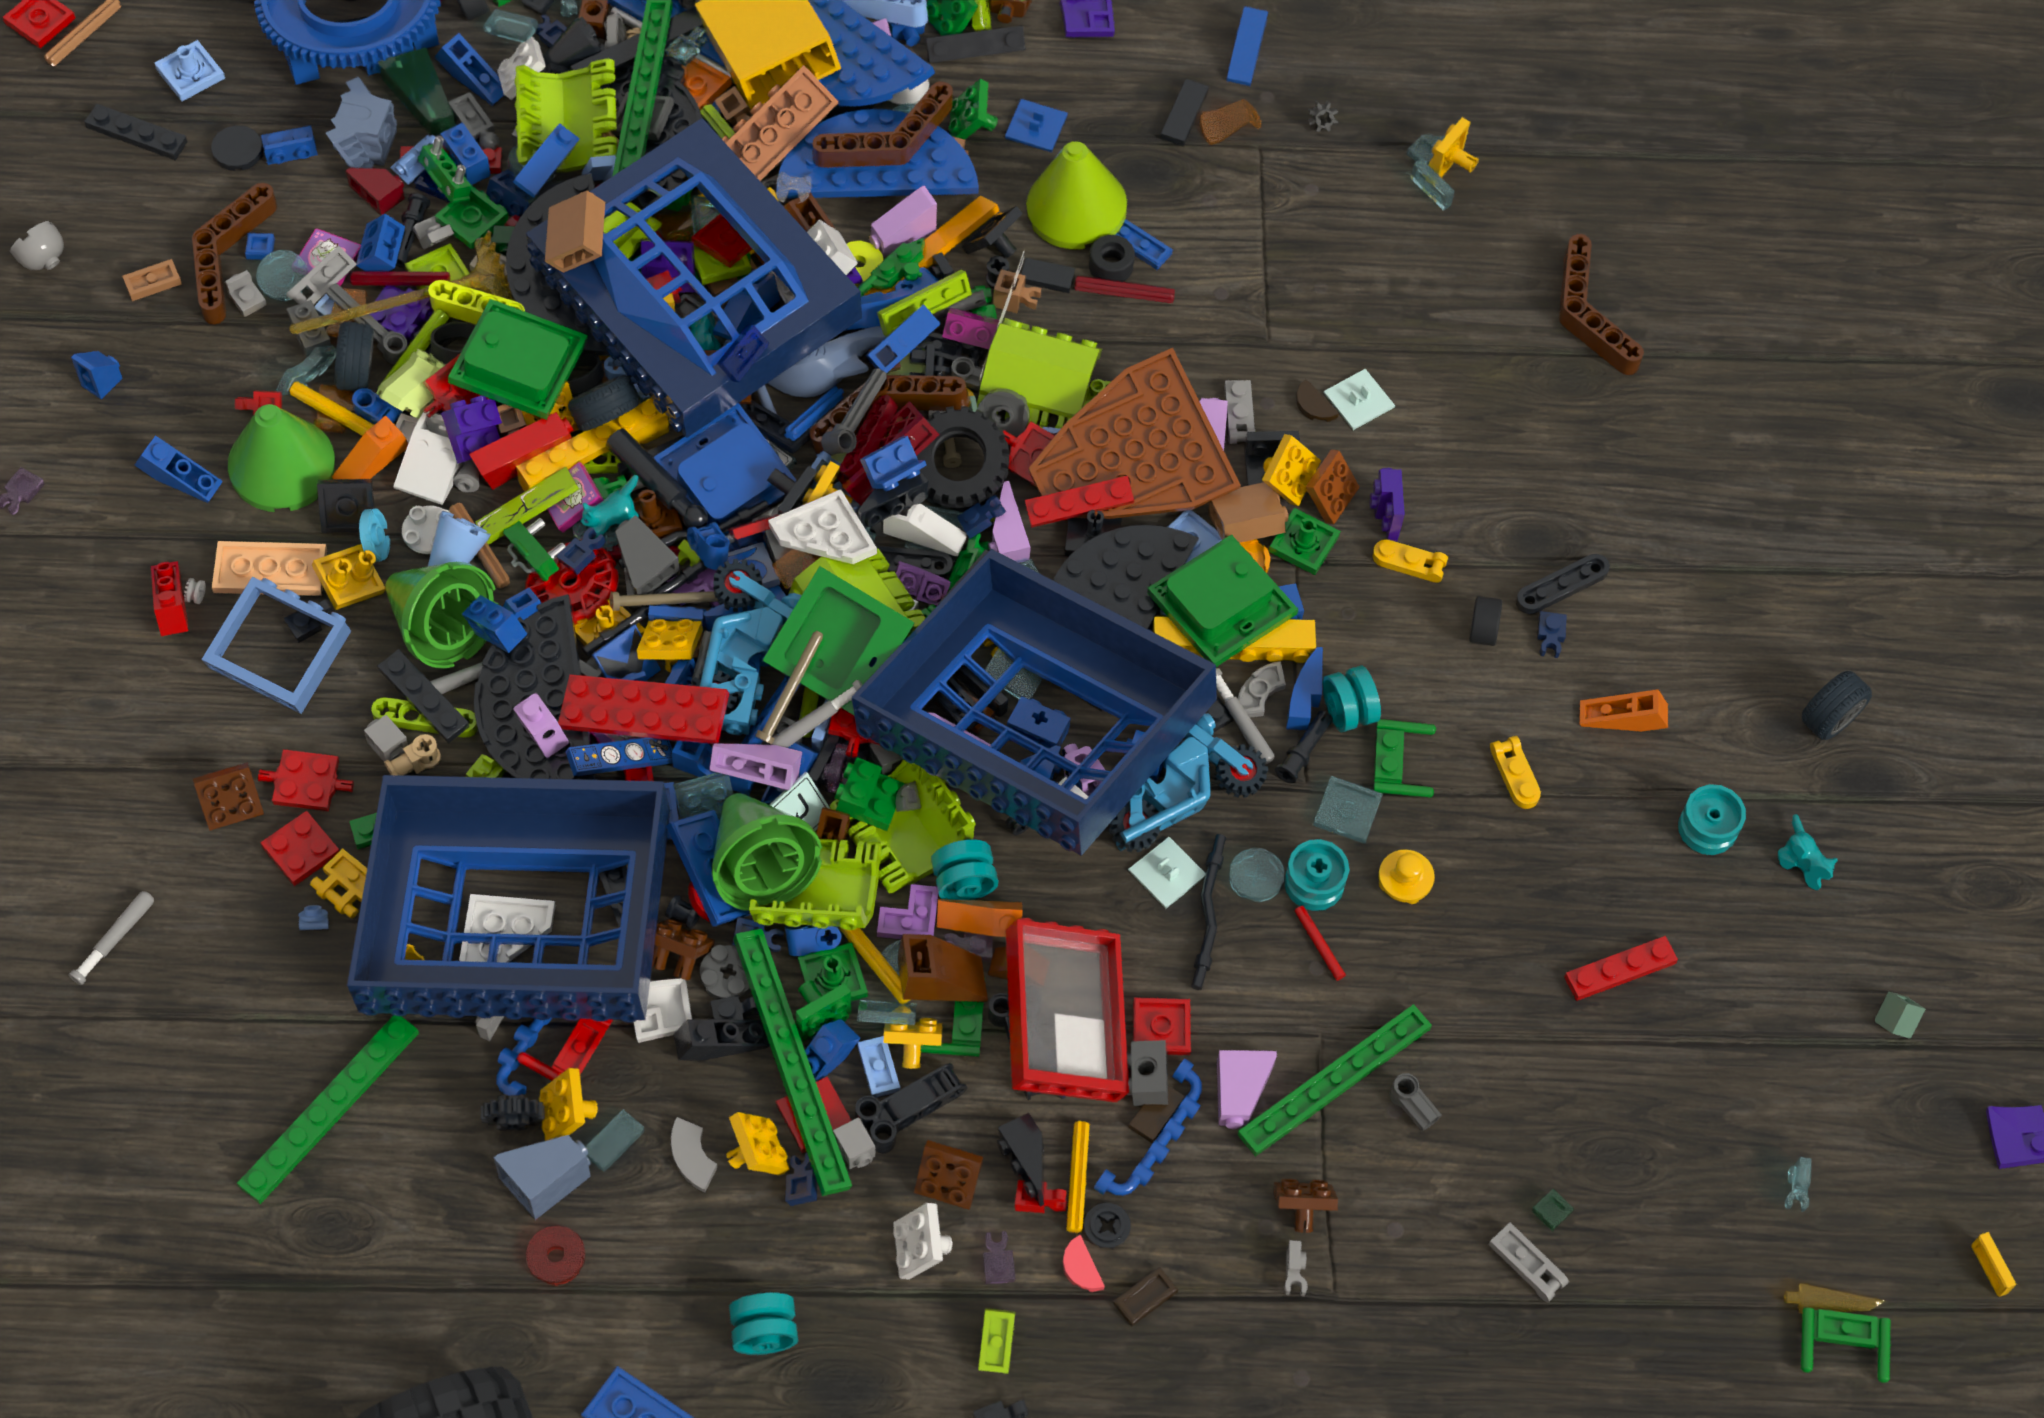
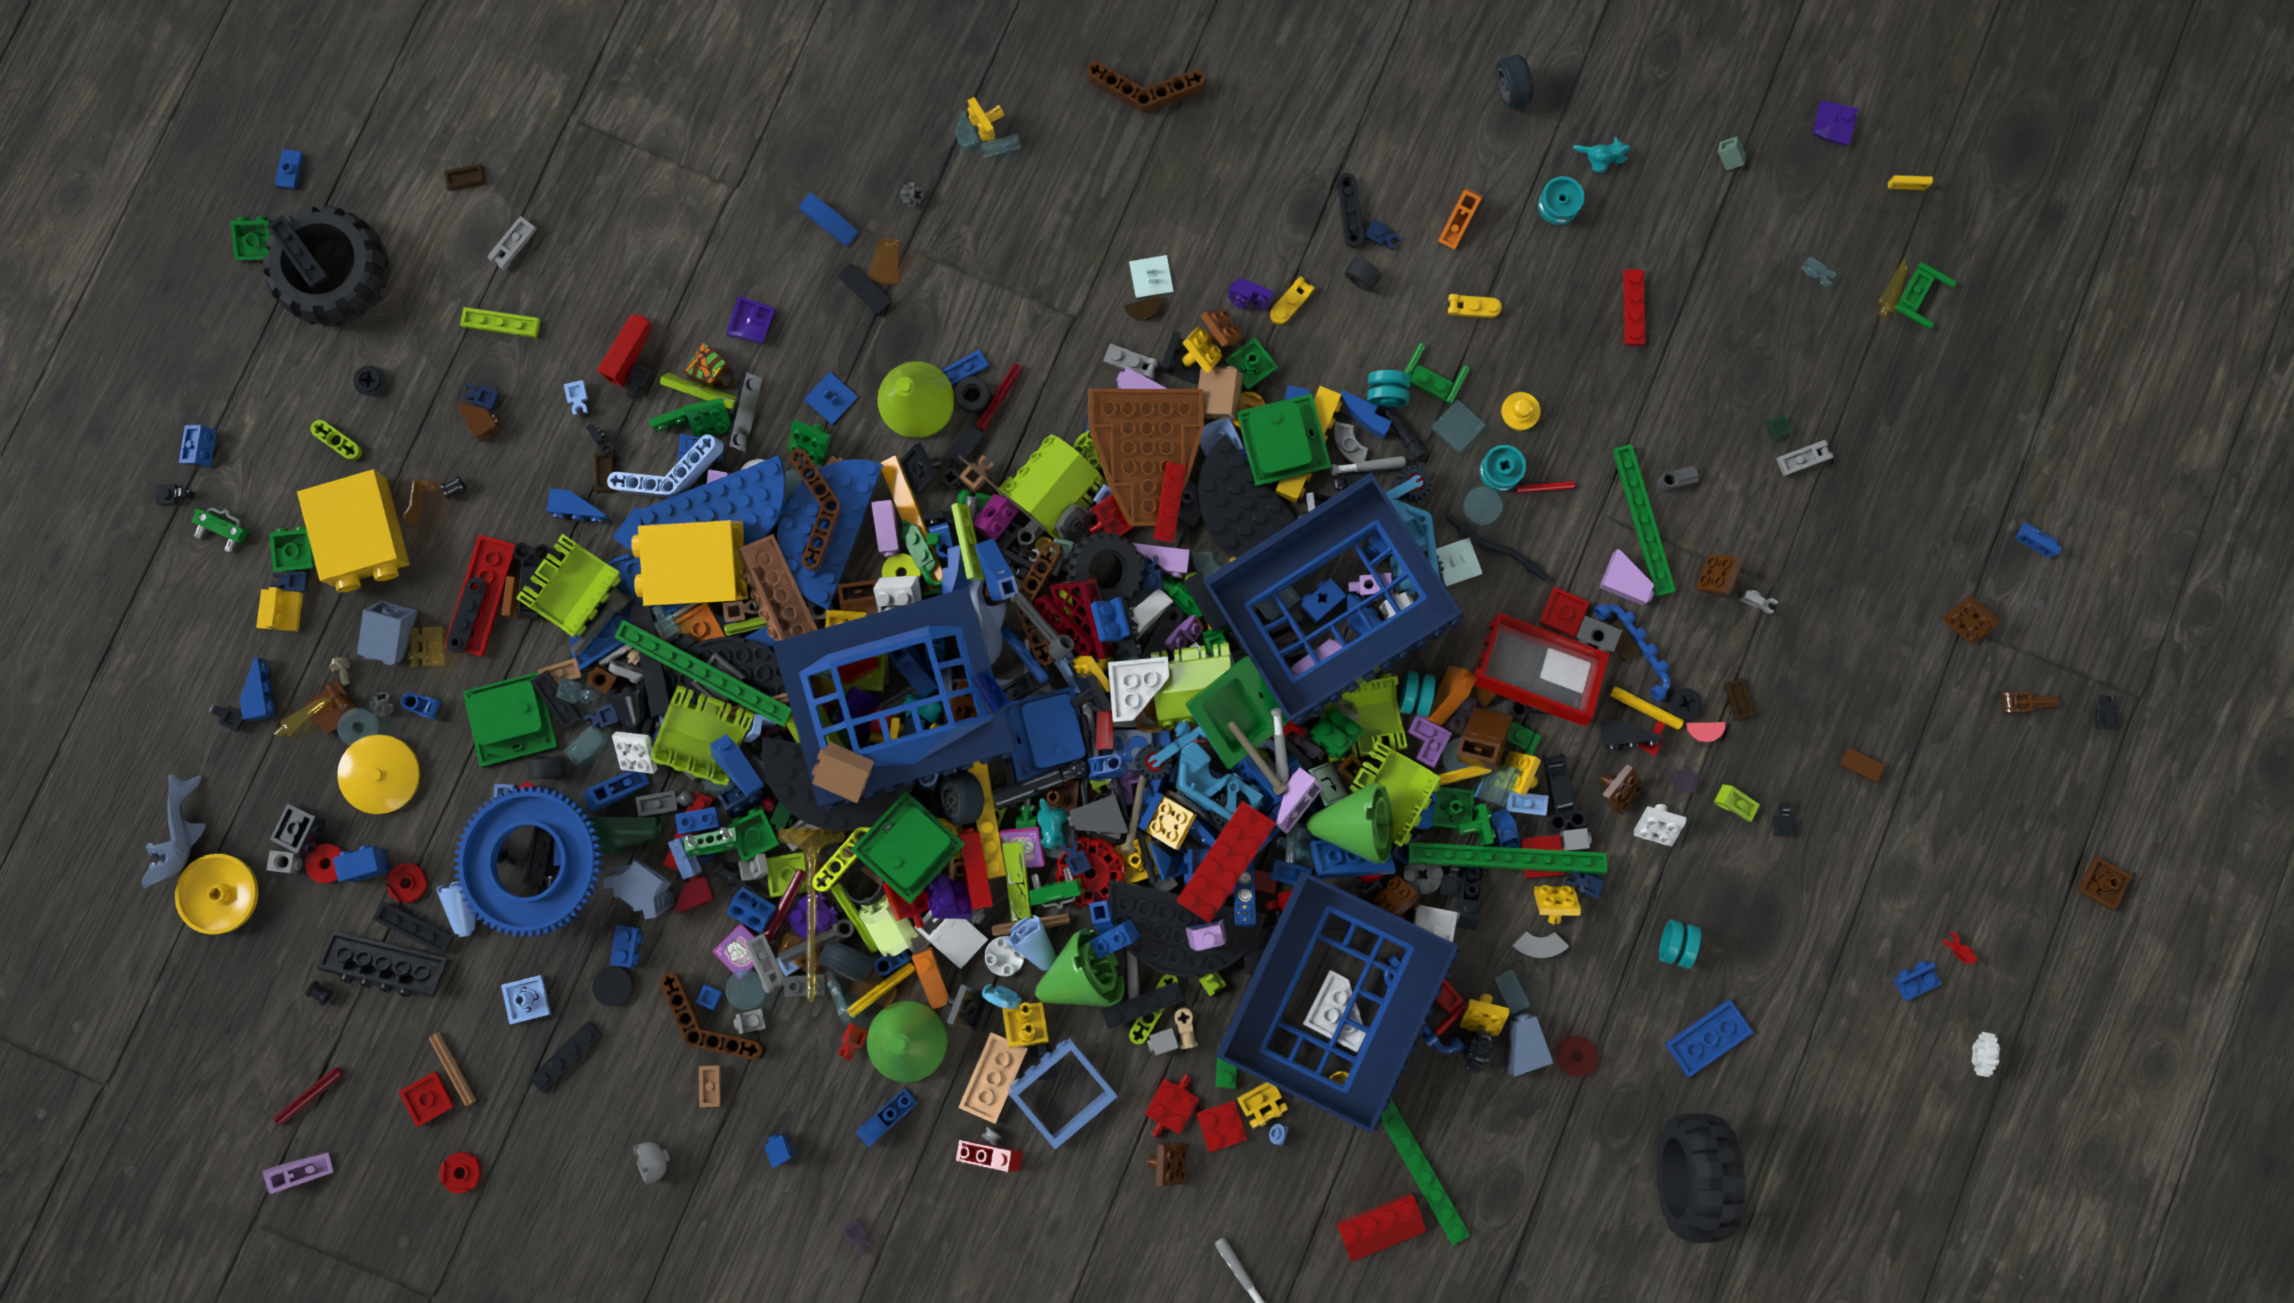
camera: 65 degrees left, 20 degrees up
(231, 1083) = (1381, 1227): none -> red slope
(785, 183) = (826, 599): clear piece -> none

